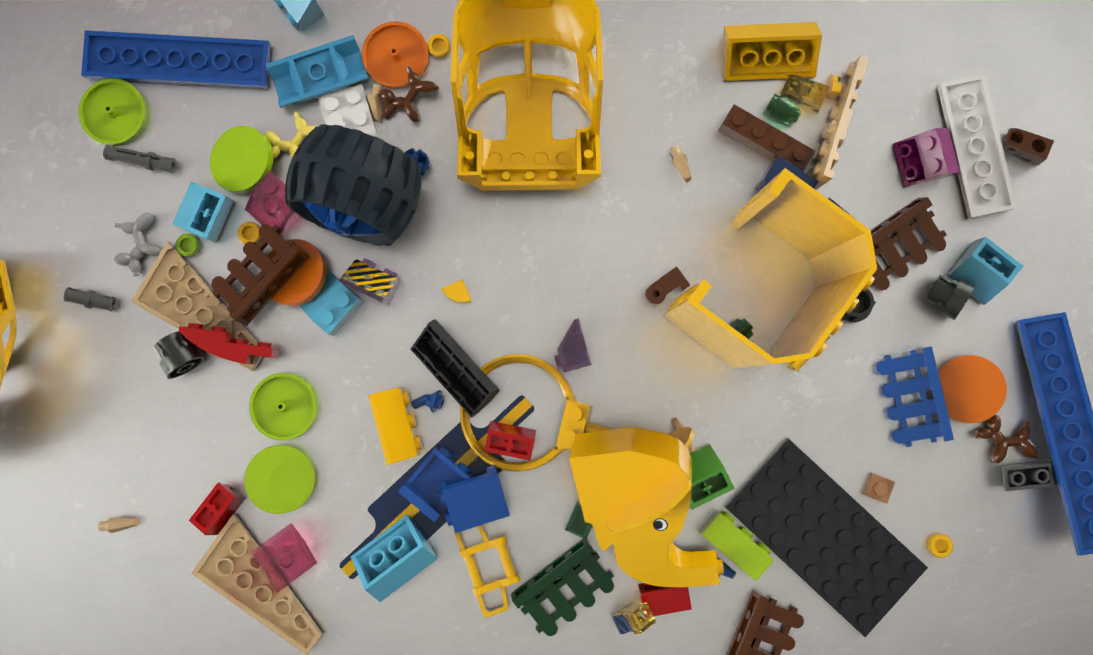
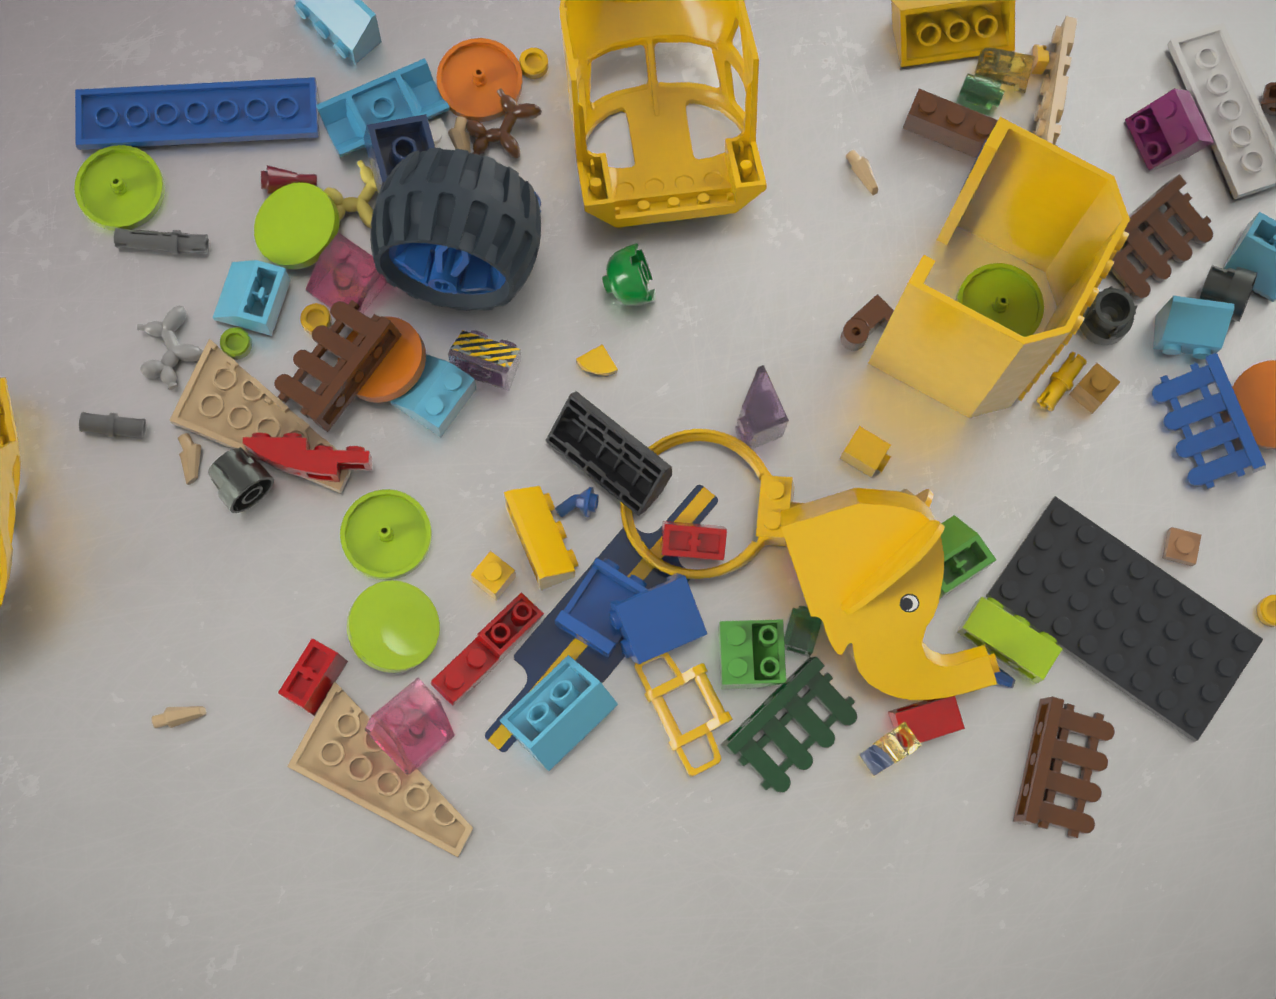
camera: 15 degrees left, 10 degrees down
(145, 330) = (189, 457): none -> tan bar
(231, 119) = (275, 178): none -> dark red cone
(323, 107) = (393, 141): none -> dark blue brick
(346, 504) = (487, 649): none -> red slope
(357, 449) = (493, 575): none -> yellow brick
(488, 230) = (629, 277): none -> green cylinder
(541, 533) = (751, 654): none -> bright green slope
(650, 388) = (866, 452): none -> yellow brick
(770, 283) = (1004, 296): none -> lime piece
(833, 359) = (1094, 388): none -> pearl gold brick
(916, 321) = (1192, 326): none -> medium azure slope

